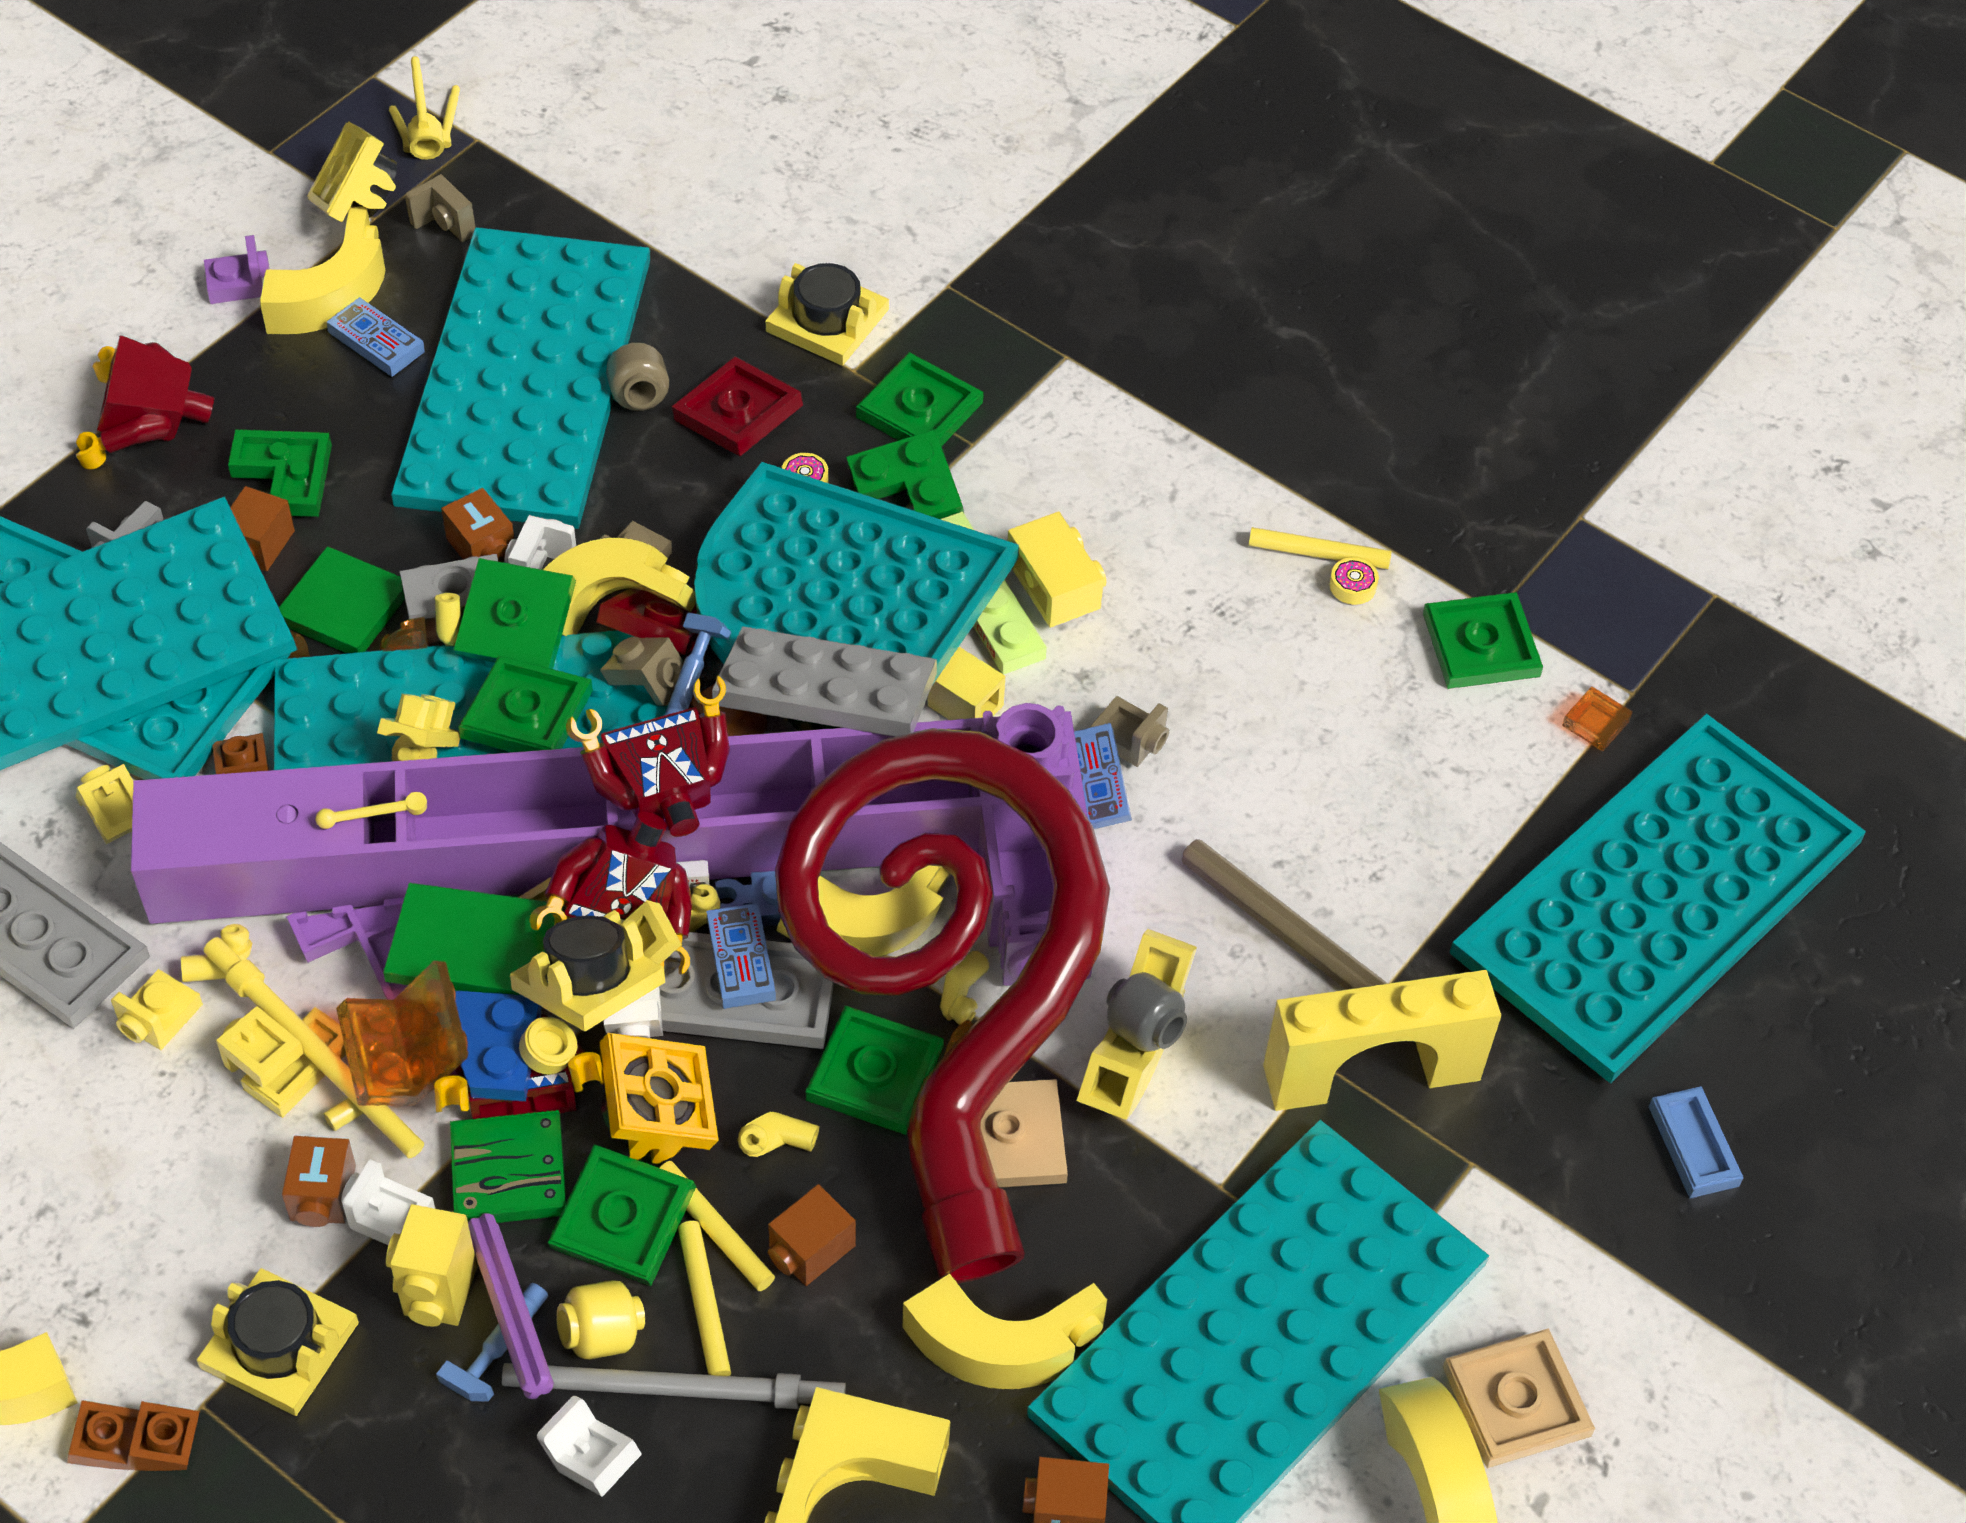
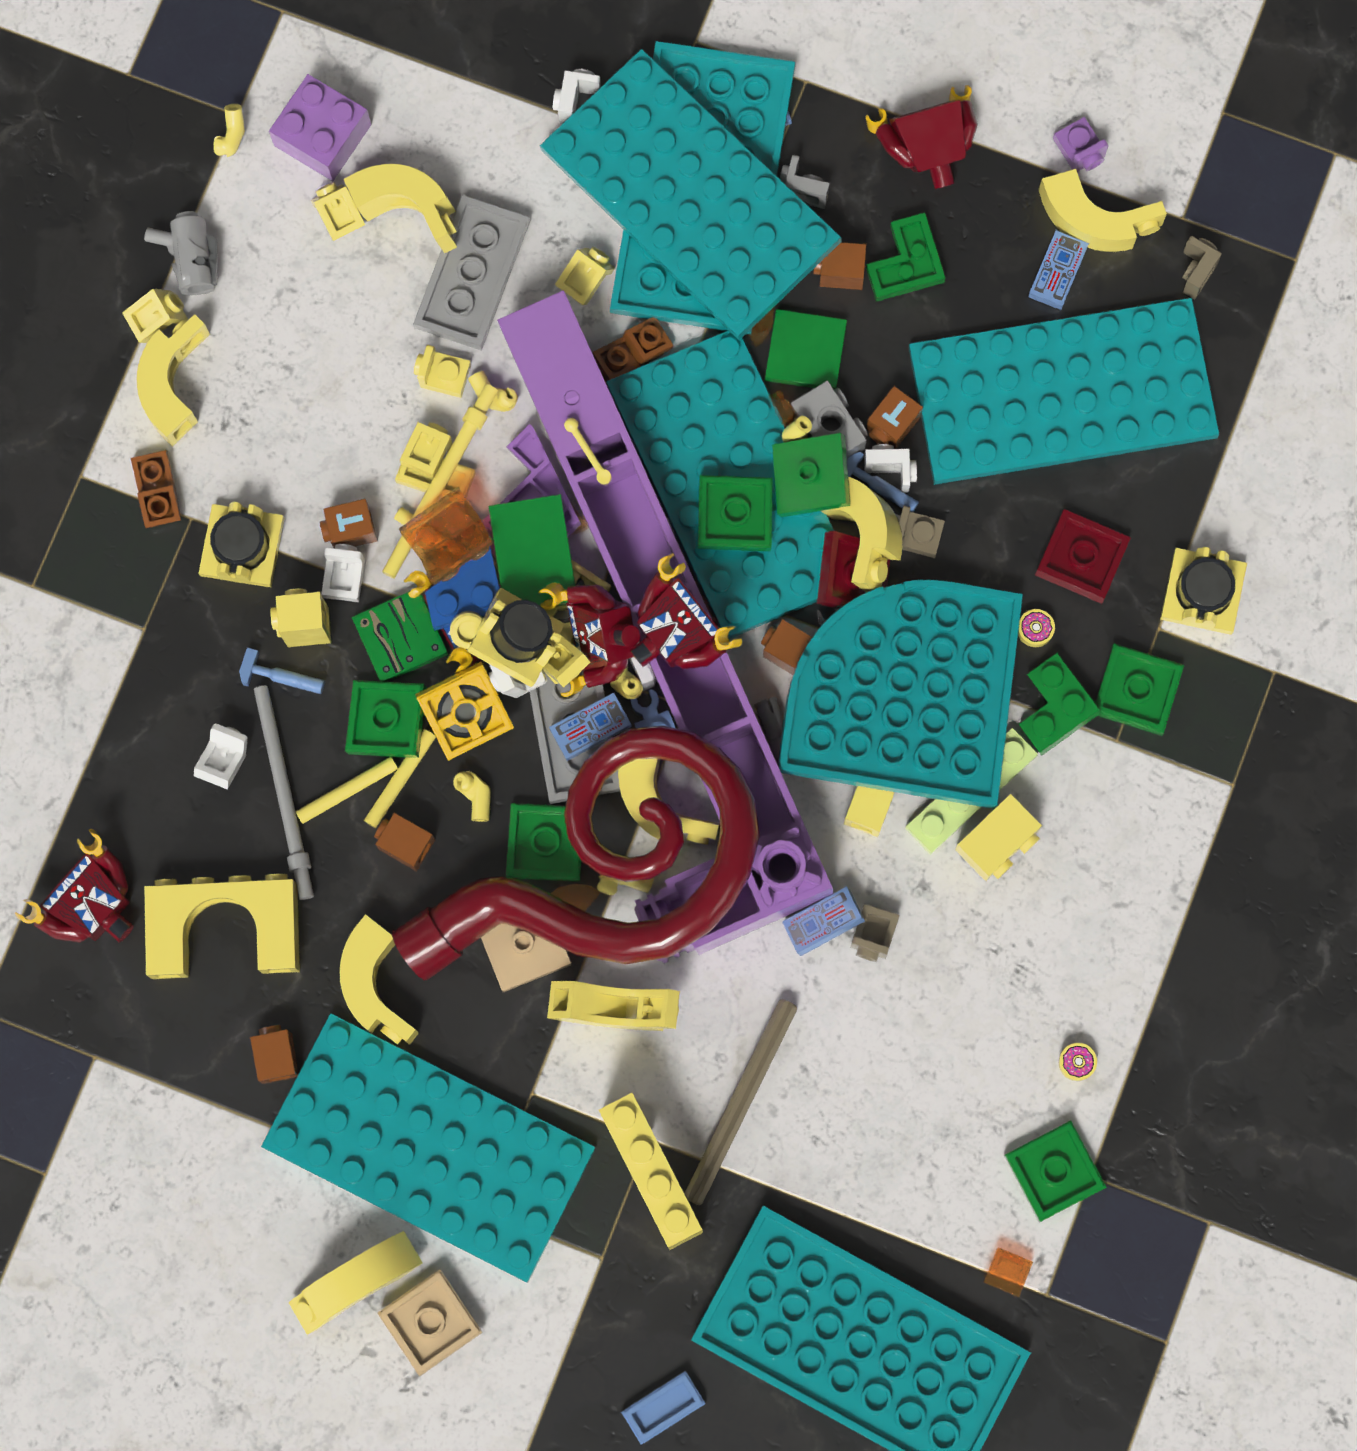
camera: 80 degrees right, 25 degrees up
(354, 175) = (1192, 191): light yellow piece -> none
(422, 726) = (683, 453): light yellow hips -> none
(424, 134) = (1276, 218): light yellow plant -> none
(510, 1307) = (298, 674): medium lavender axle -> none
(600, 1319) = (307, 732): light yellow head -> none
(637, 376) = (1080, 474): dark tan head -> none
(646, 663) = (798, 581): dark tan bracket -> none
(693, 665) = (801, 613): medium blue piece -> none
(826, 682) = (801, 710): light grey plate -> none
(1146, 1012) = (616, 1008): dark grey head -> none
(1317, 547) = (1101, 1028): light yellow bar -> none

